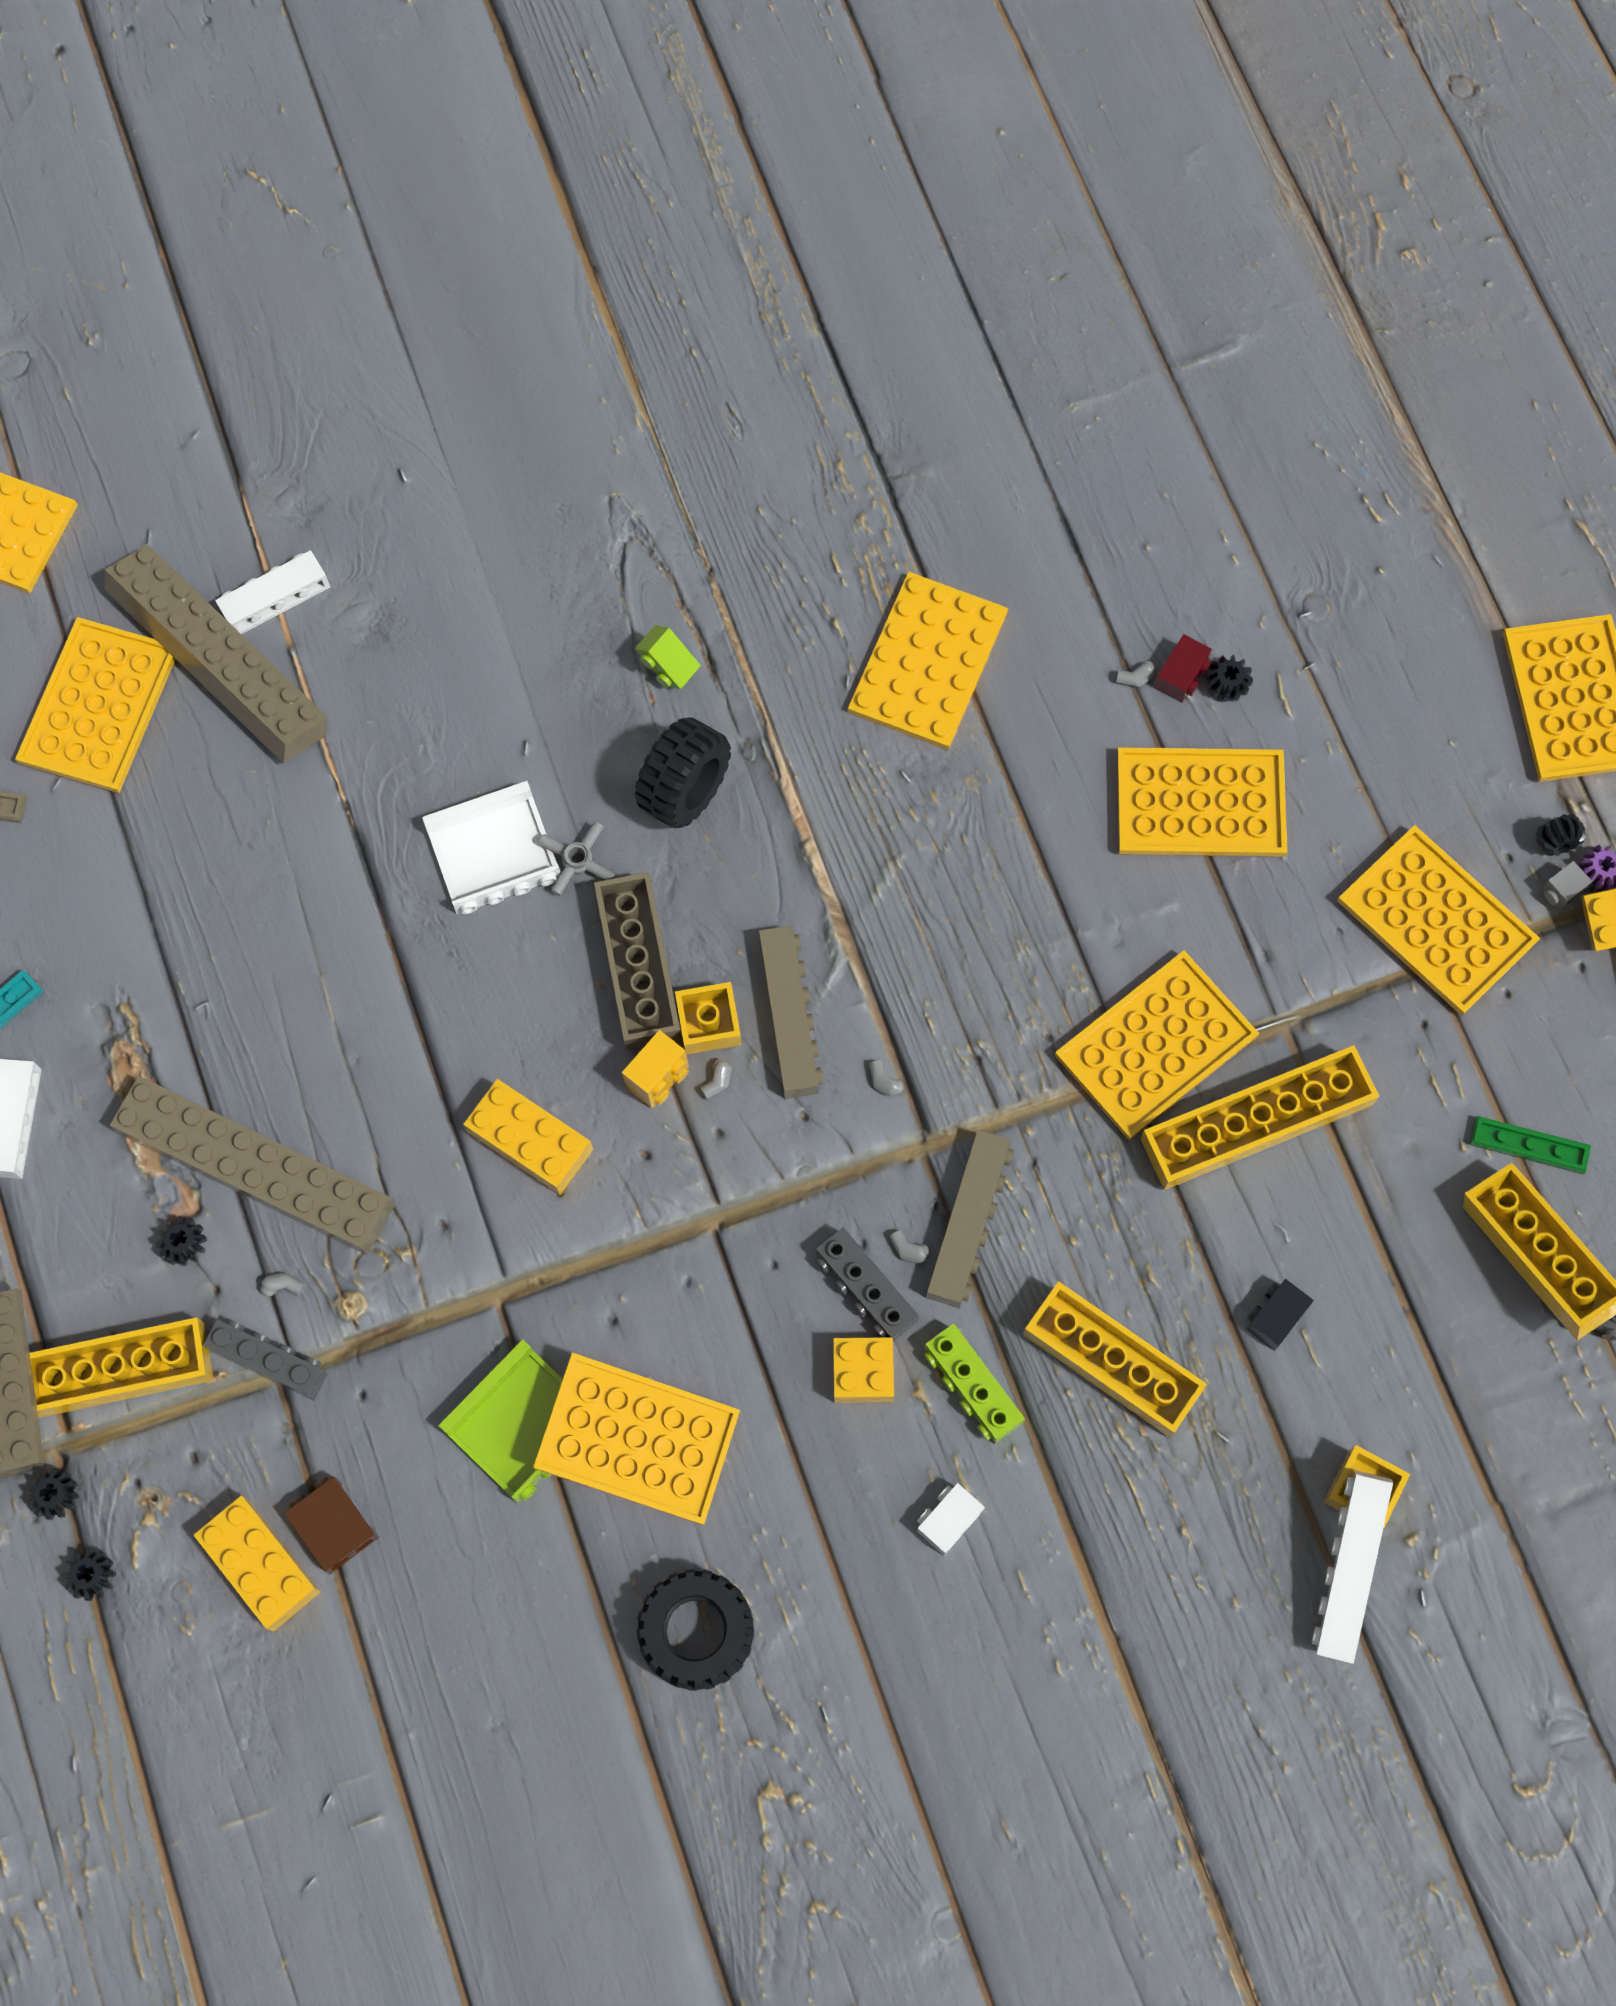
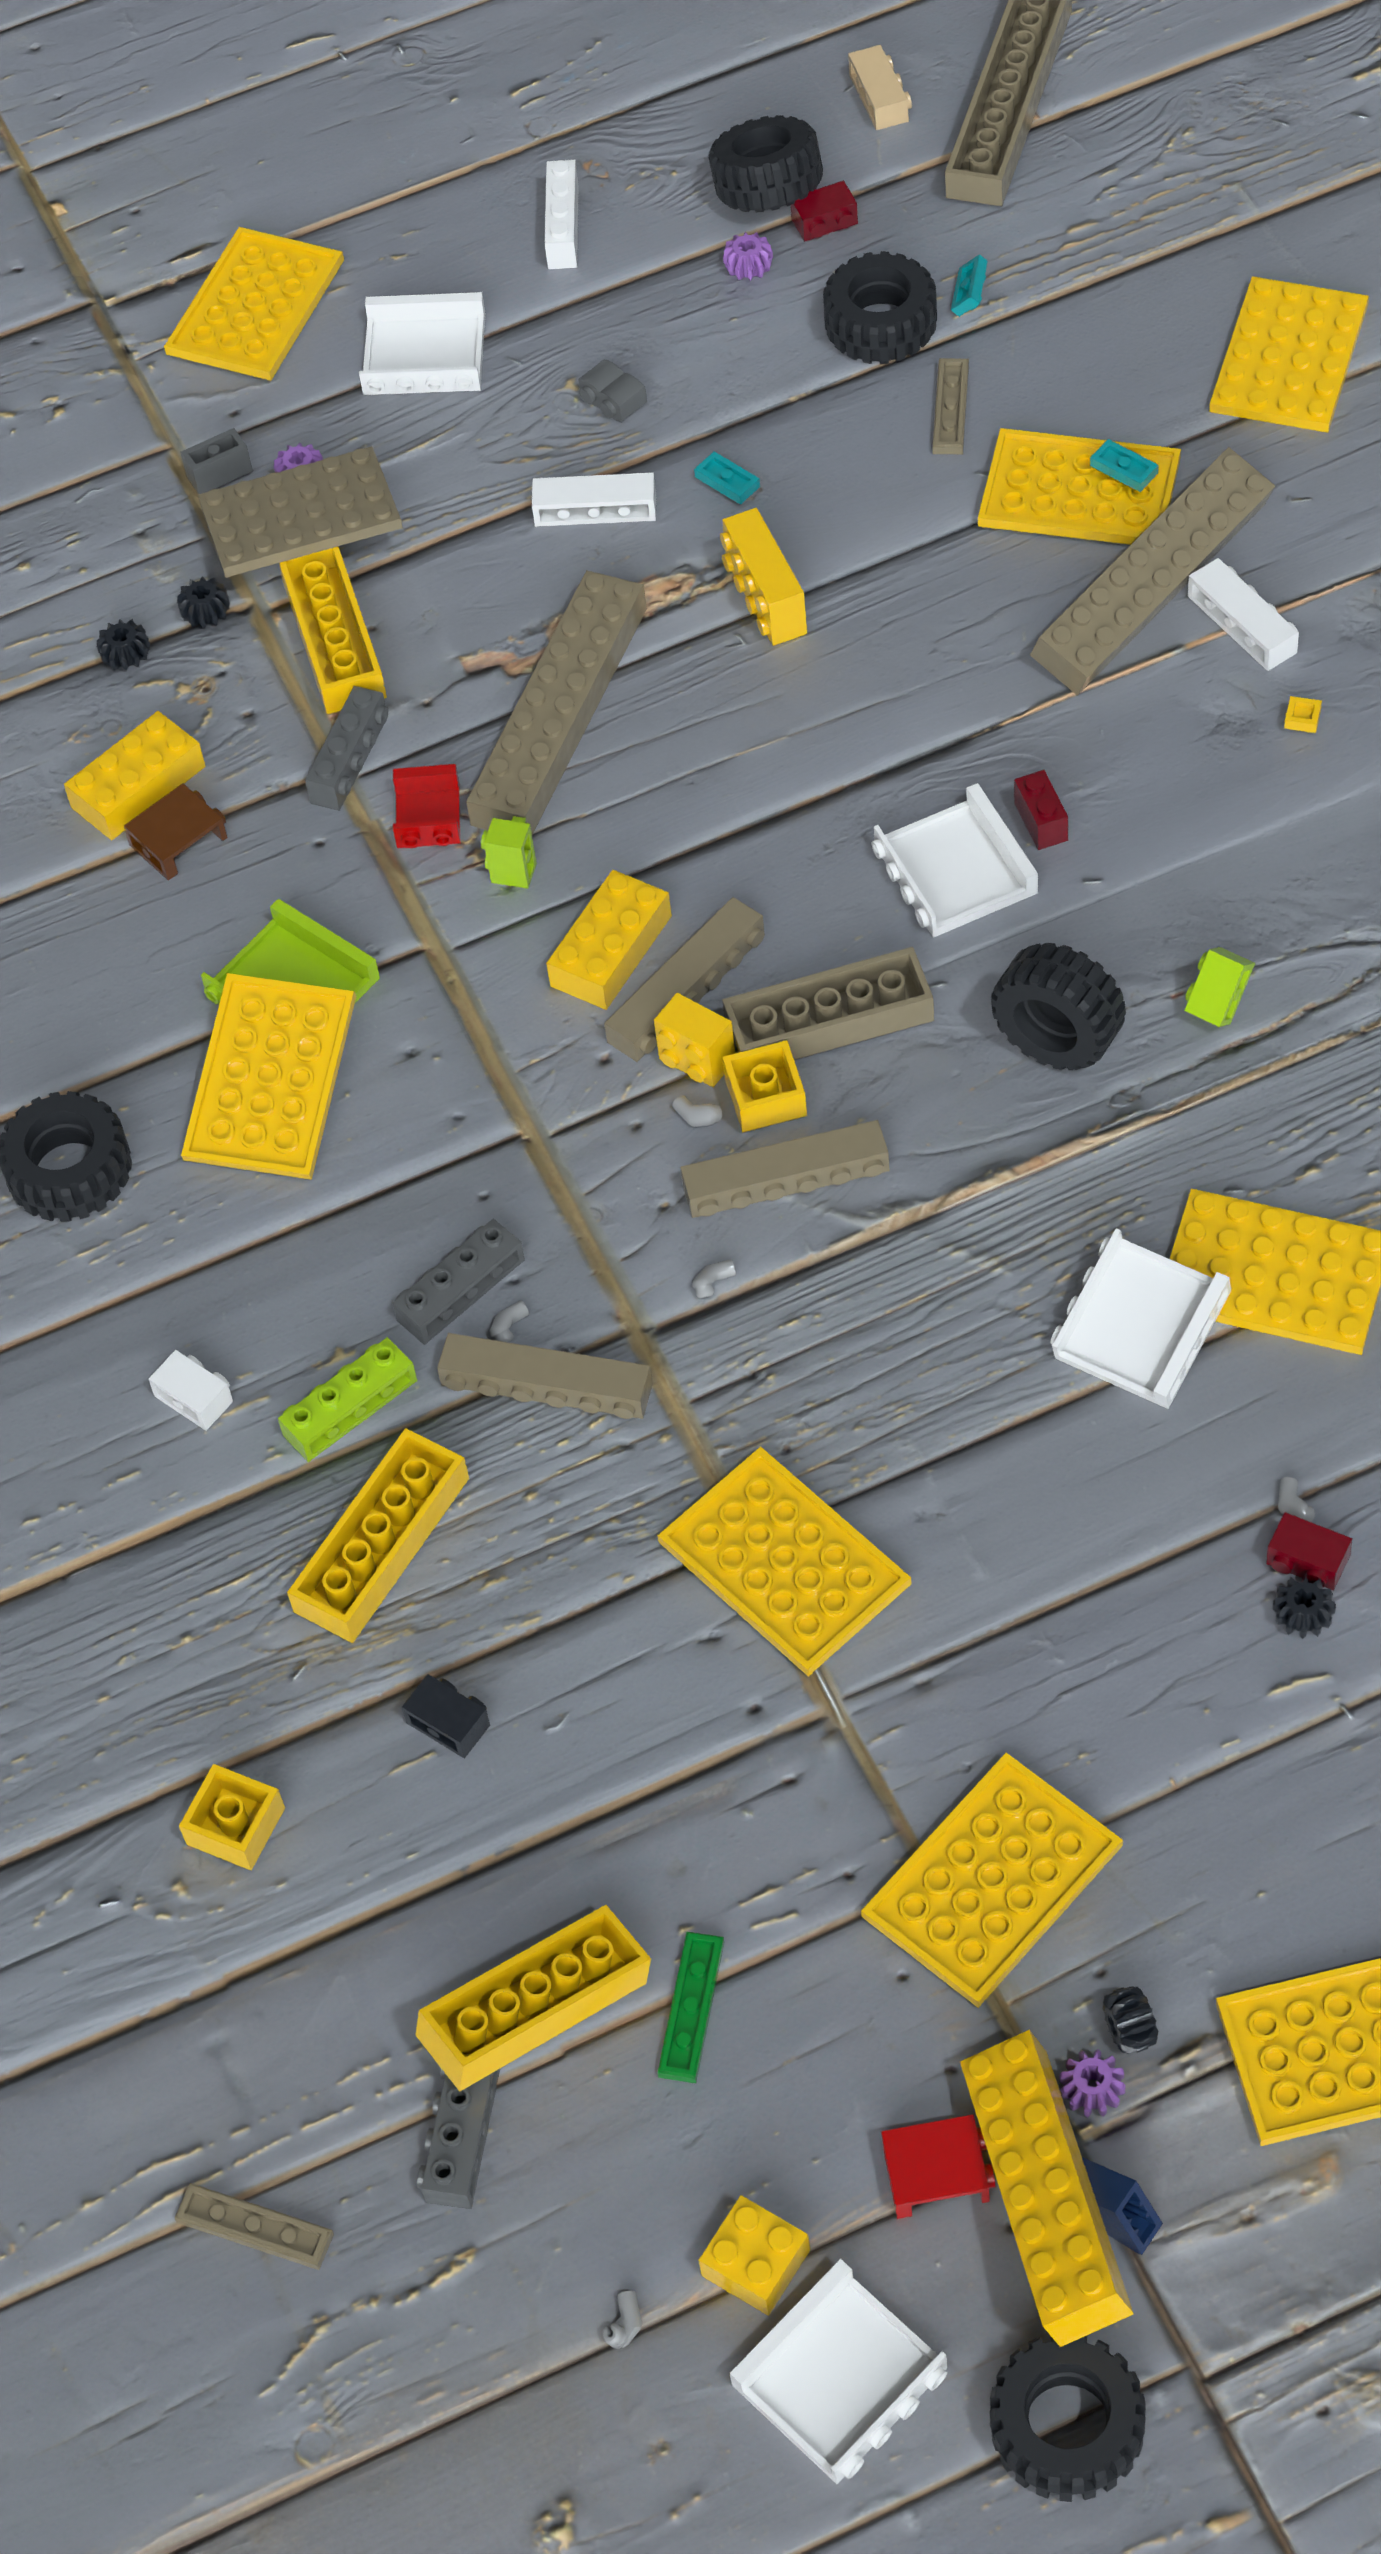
camera: 90 degrees right, 15 degrees down
(91, 660) = (1124, 465): none -> teal plate
(149, 971) = (763, 577): none -> yellow brick
(181, 1230) = (471, 659): black gear -> none
(281, 1281) = (433, 747): light grey arm -> none
(347, 1291) = (427, 806): none -> red panel
(389, 563) = (1303, 714): none -> yellow plate
(422, 1213) = (509, 852): none -> lime brick
(453, 773) = (1041, 809): none -> dark red brick
(576, 848) = (955, 950): light grey bar -> none
(580, 1077) = (690, 972): none -> dark tan brick
(863, 1370) = (357, 1286): yellow brick -> none
(971, 755) = (1139, 1320): none -> white panel
(1201, 802) = (1122, 1589): yellow plate -> none
(1259, 1117) = (694, 1674): yellow brick -> none
(1353, 1566) = (133, 1793): white brick -> none
(1566, 886) = (1060, 2034): light grey brick -> none

